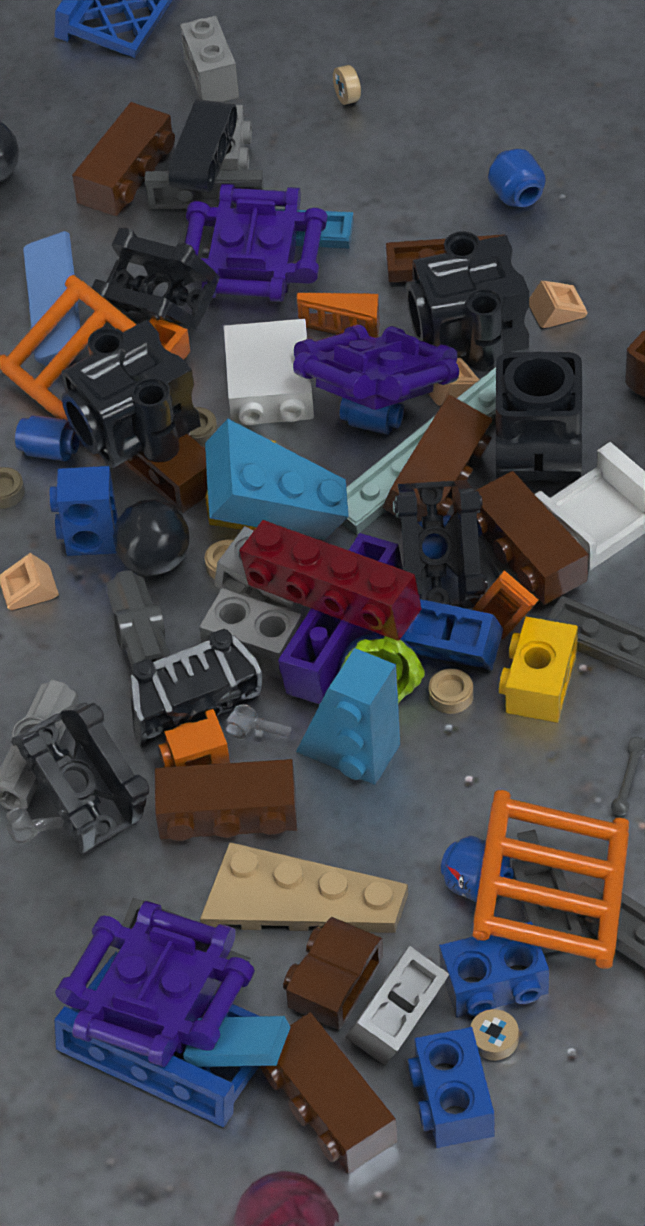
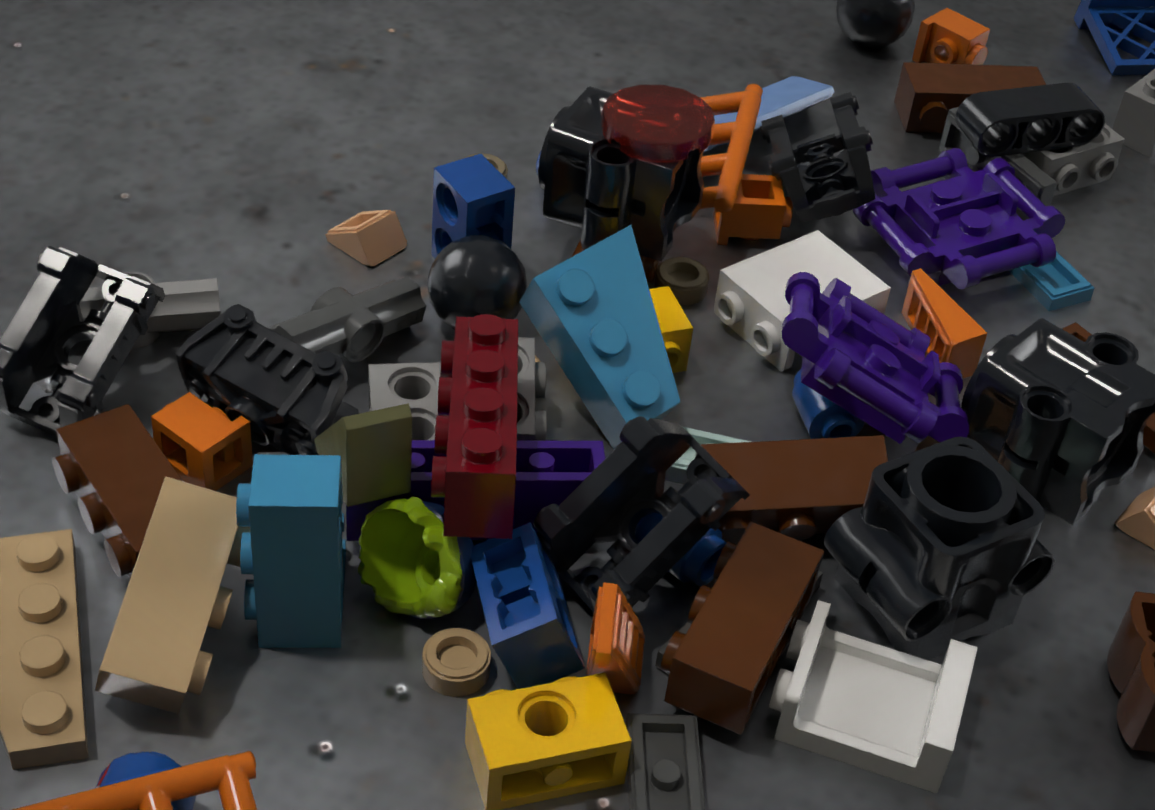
camera: 50 degrees right, 10 degrees down
(51, 129) = (951, 40): none -> orange brick
(144, 352) = (657, 122): none -> clear red tile
(314, 647) = (373, 453): none -> olive slope
(343, 796) = (173, 598): none -> tan brick

